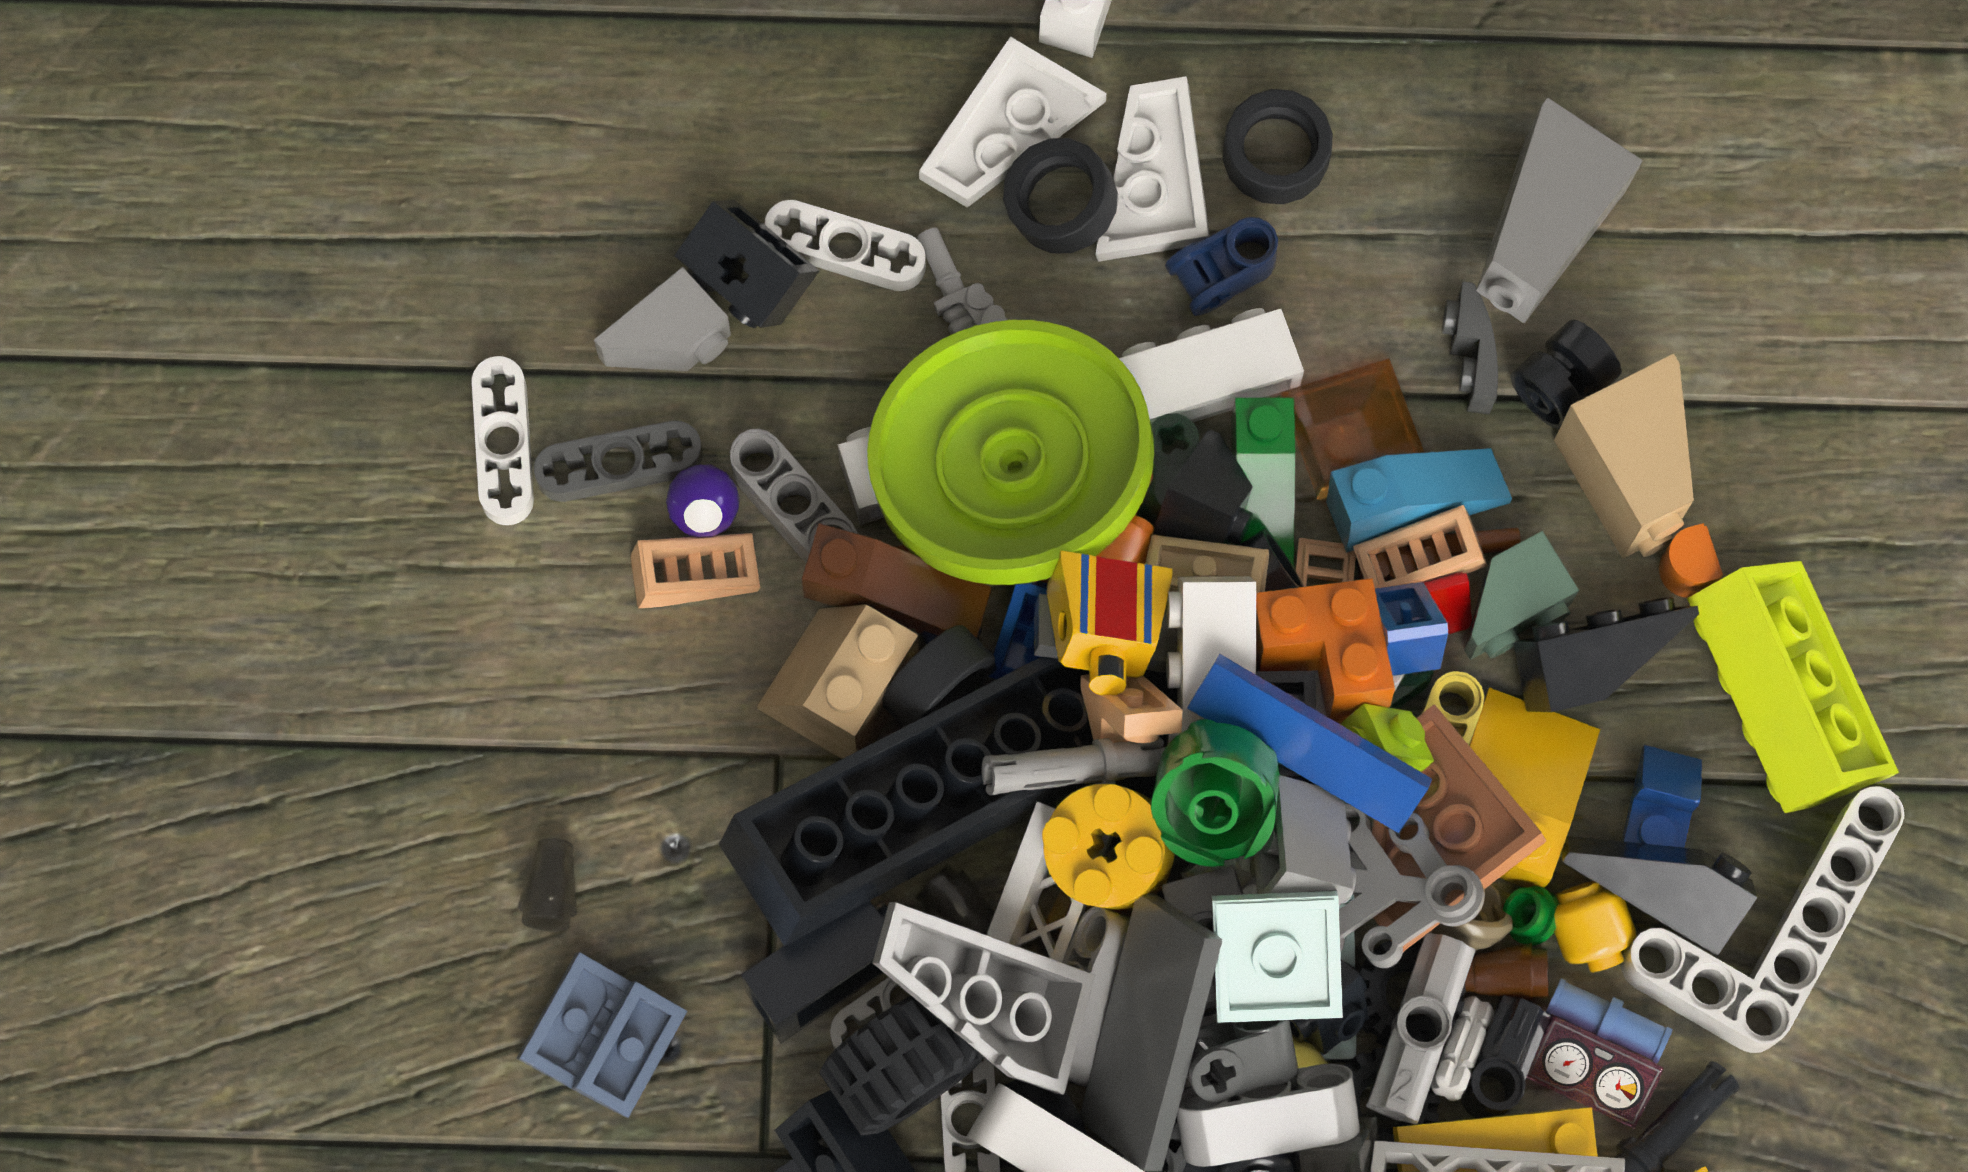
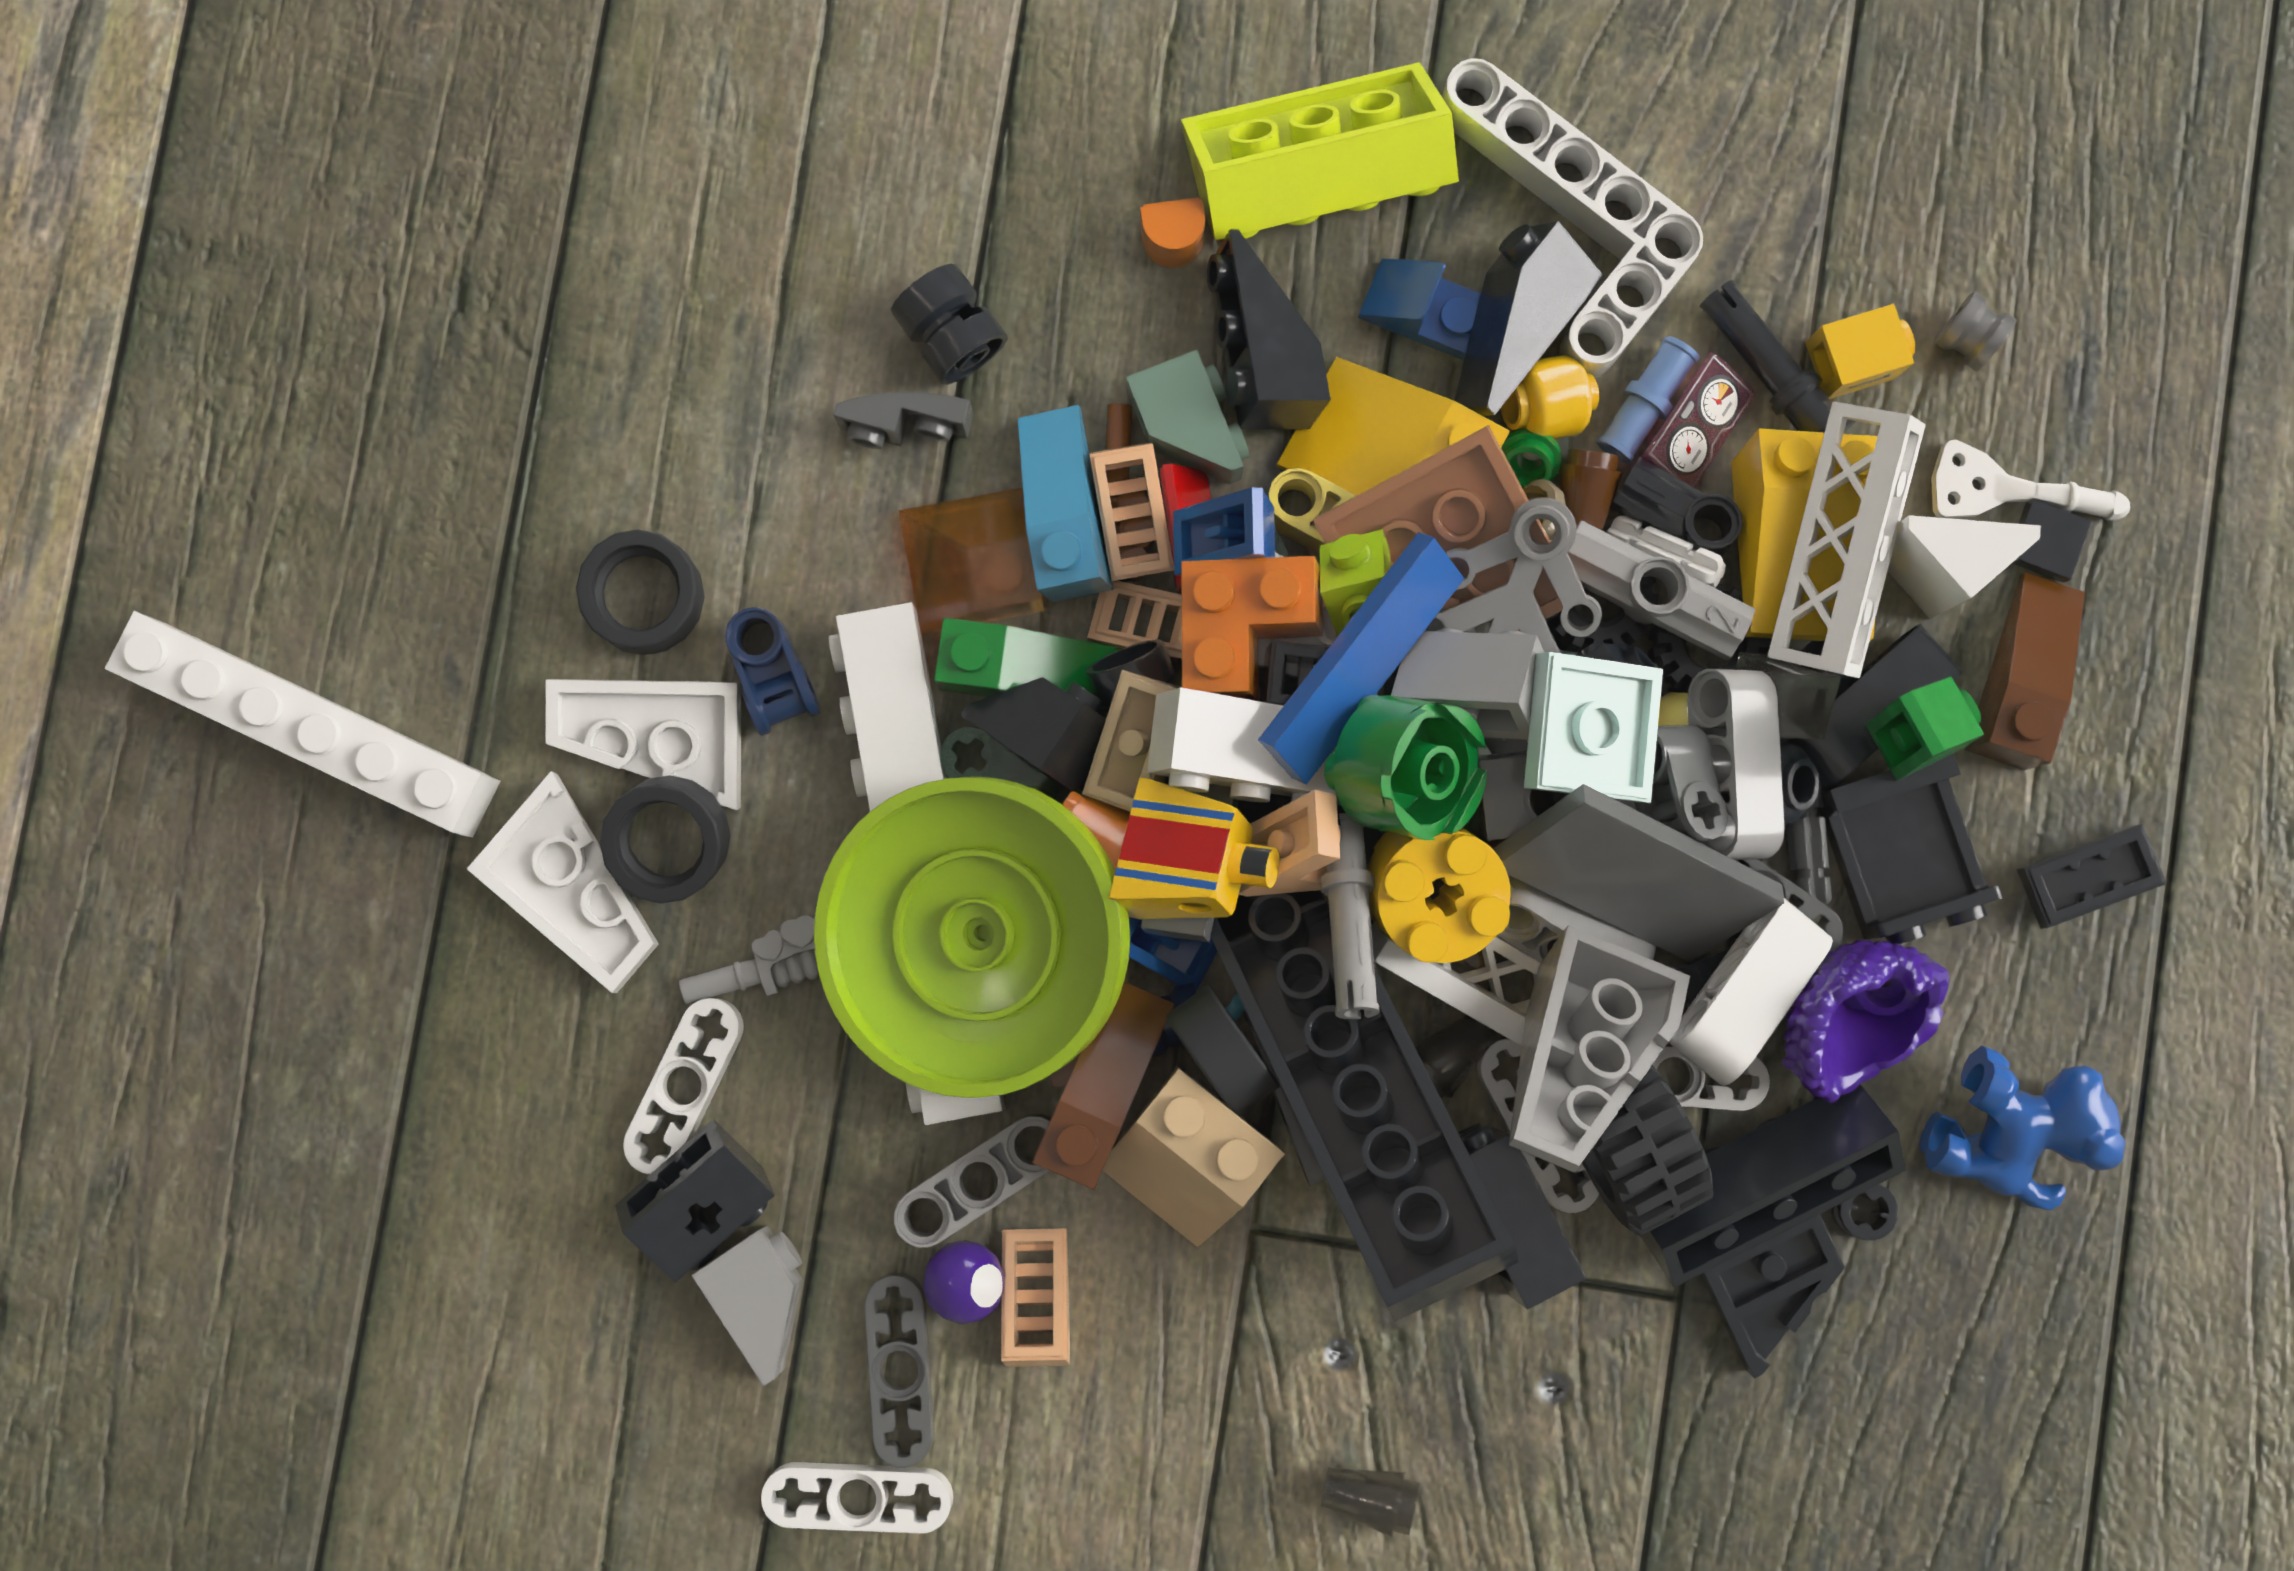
camera: 80 degrees left, 10 degrees up
(602, 1034) = (1537, 1458): sand blue slope -> none
(1555, 203) = (757, 303): light grey slope -> none
(1633, 456) = (1060, 263): tan slope -> none

